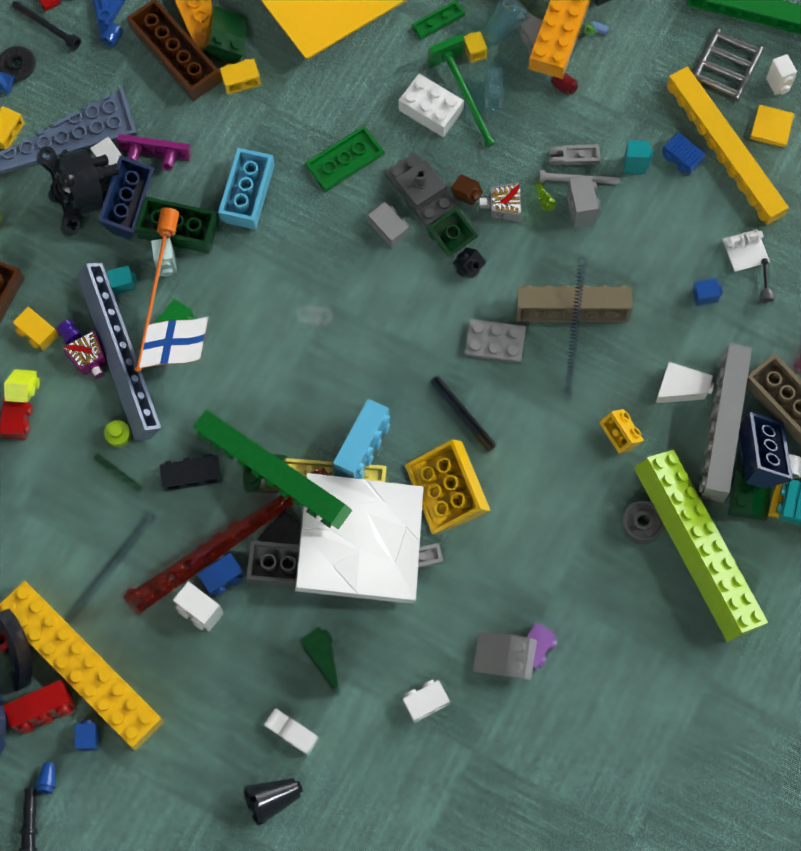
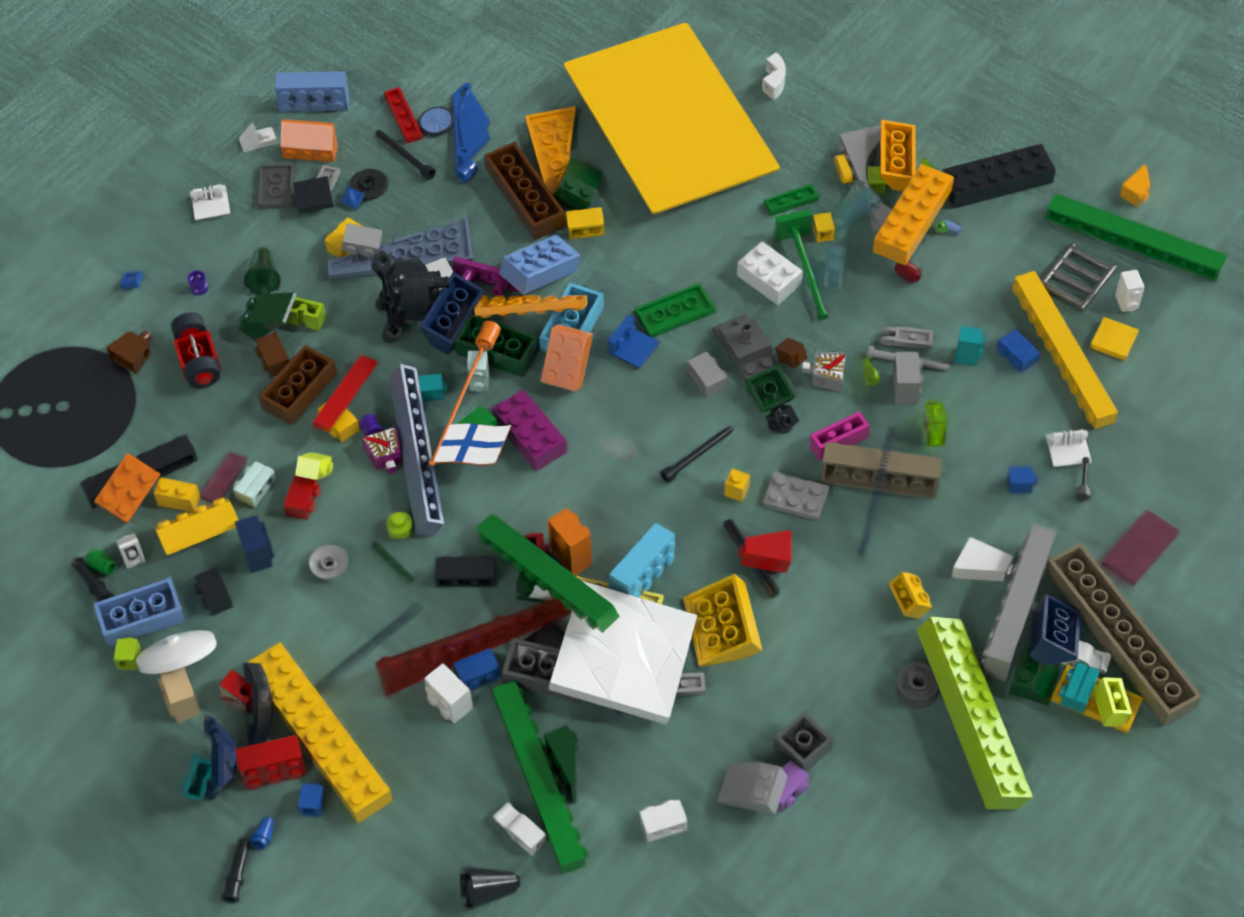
camera: 10 degrees right, 15 degrees down
(22, 131) = (362, 240): none -> light grey brick
(36, 302) = (345, 394): none -> red tile
(52, 476) = (328, 555): none -> light grey dish
(199, 178) = (525, 303): none -> light orange wing
(204, 131) = (539, 264): none -> medium blue brick
(226, 311) = (530, 430): none -> magenta brick
(249, 231) = (566, 357): none -> orange brick
(255, 428) = (538, 540): none -> red bracket
(288, 429) = (570, 541): none -> orange brick
(302, 679) = (539, 777): none -> green brick
(309, 203) = (631, 344): none -> blue bracket
(369, 337) = (669, 473): none -> black piece
(437, 339) = (737, 485): none -> yellow brick
(479, 407) = (767, 551): none -> red slope
(527, 272) = (845, 432): none -> dark pink brick
(545, 601) = (803, 742): none -> dark grey brick
(616, 244) = (934, 414): none -> clear neon green torso

